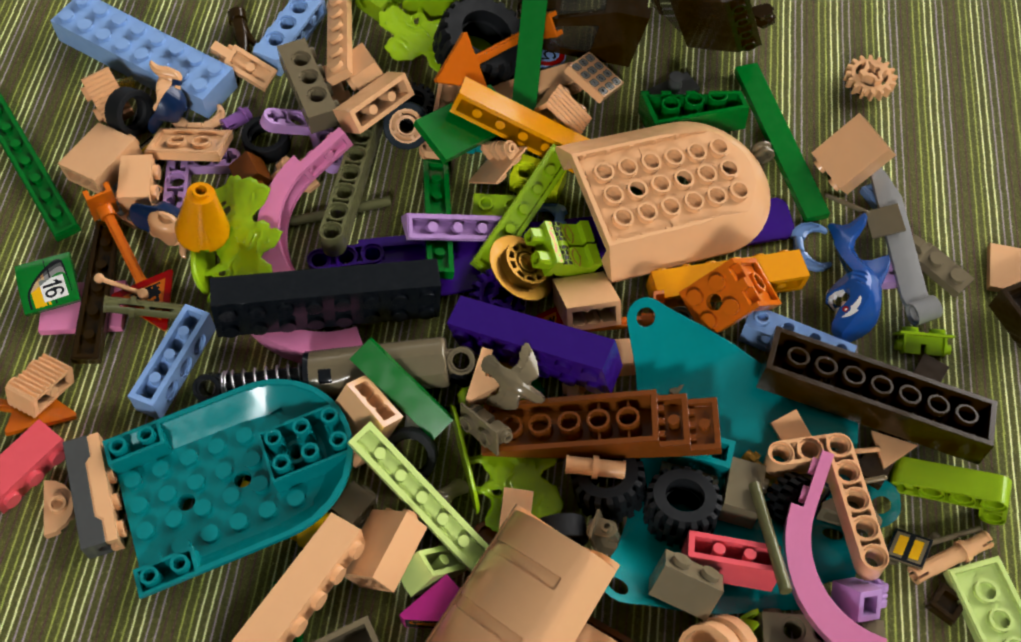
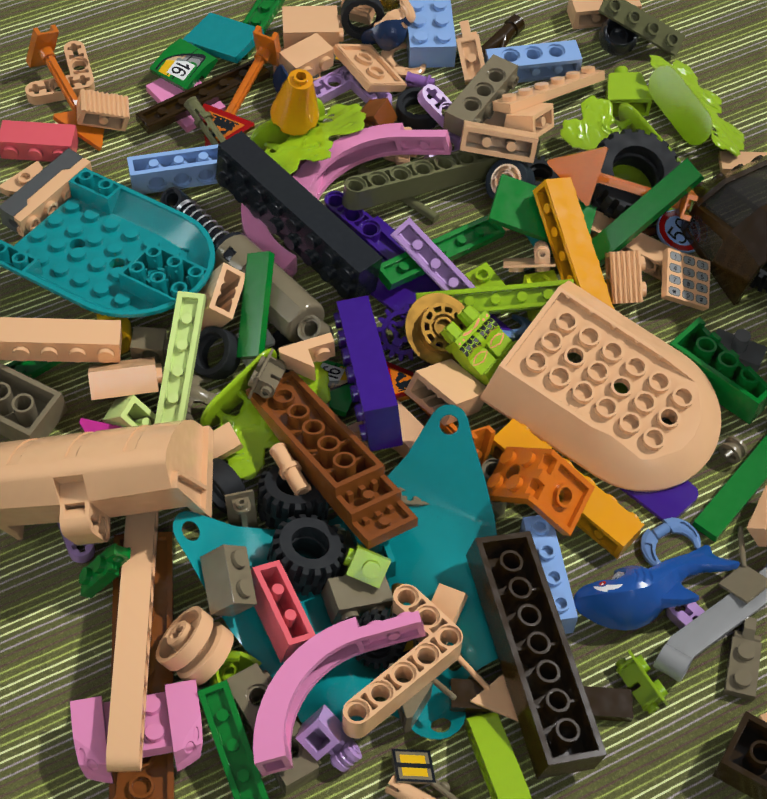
camera: 55 degrees right, 5 degrees down
(43, 232) = (222, 37): none -> teal tile
(142, 293) = (219, 119): light nougat hinge -> none
(514, 382) = (316, 366): dark tan animal -> none
(730, 466) = (366, 565): none -> lime bracket
(770, 538) = (316, 622): olive bar -> none

